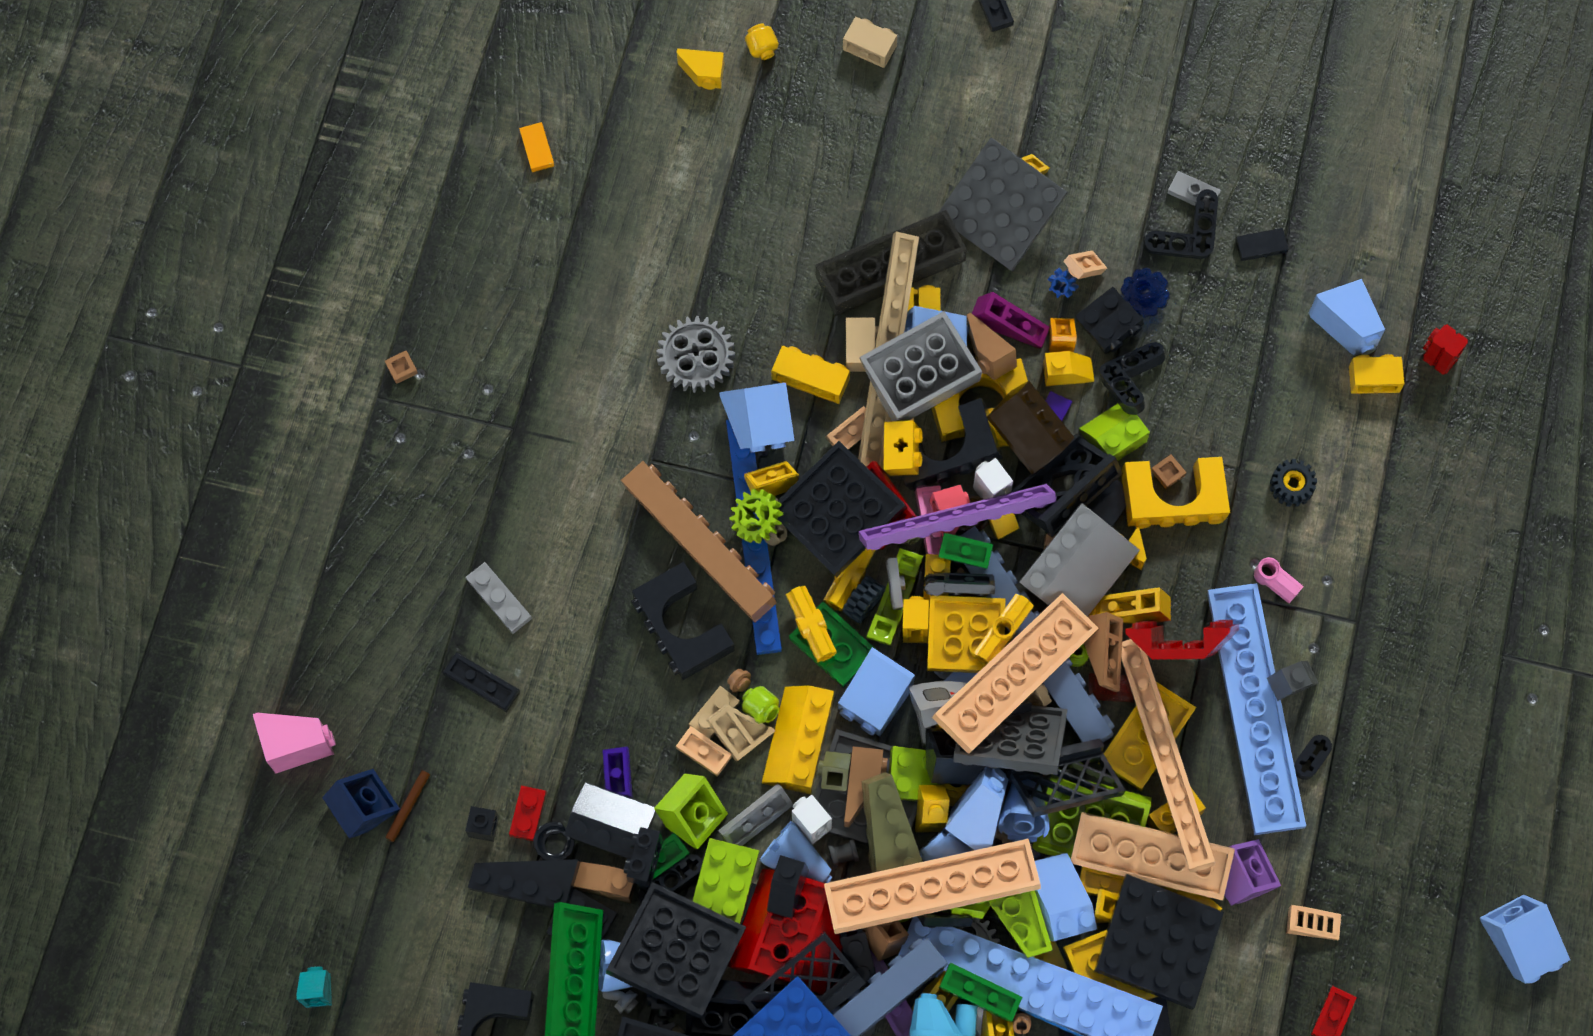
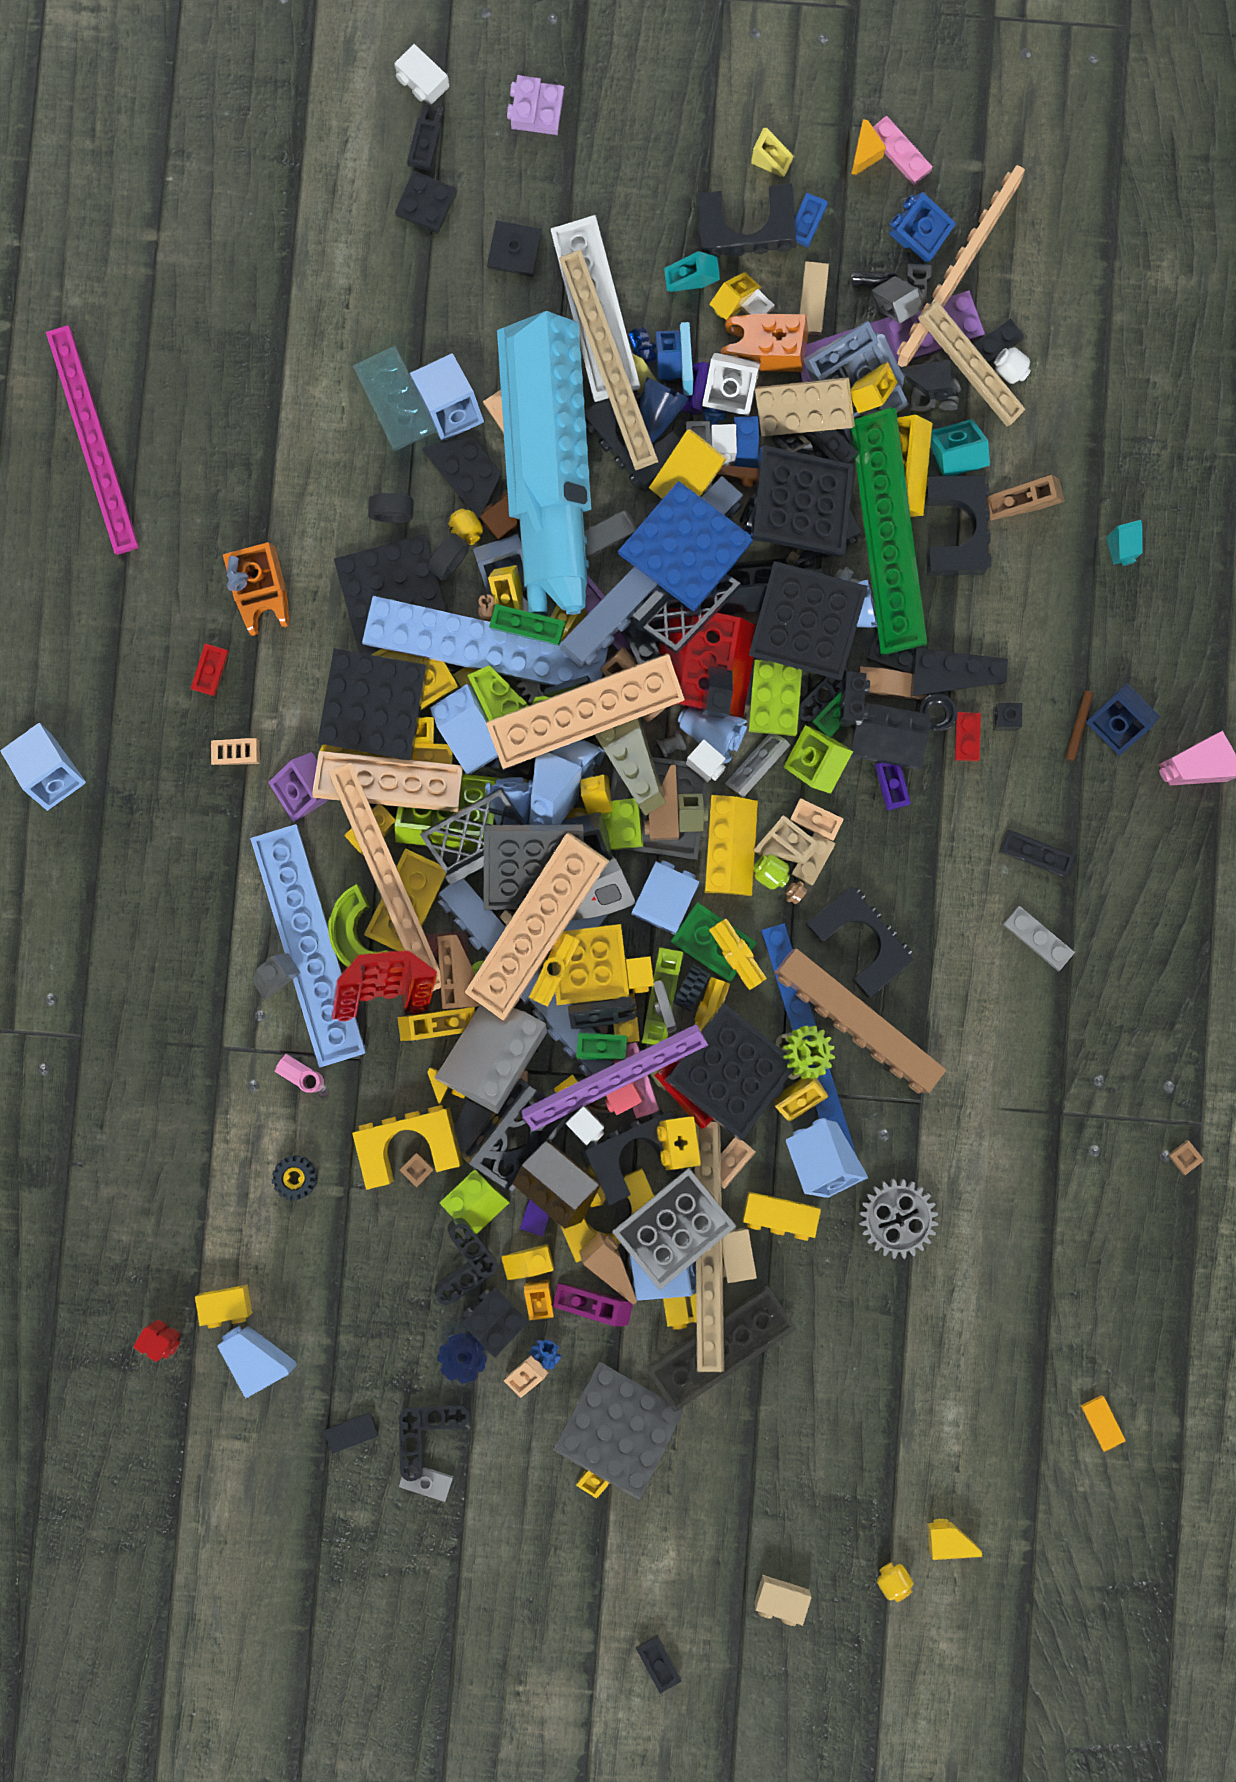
camera: 170 degrees right, 15 degrees up
(1212, 694) = (344, 922): none -> lime brick
(1317, 760) = (246, 903): black beam -> none

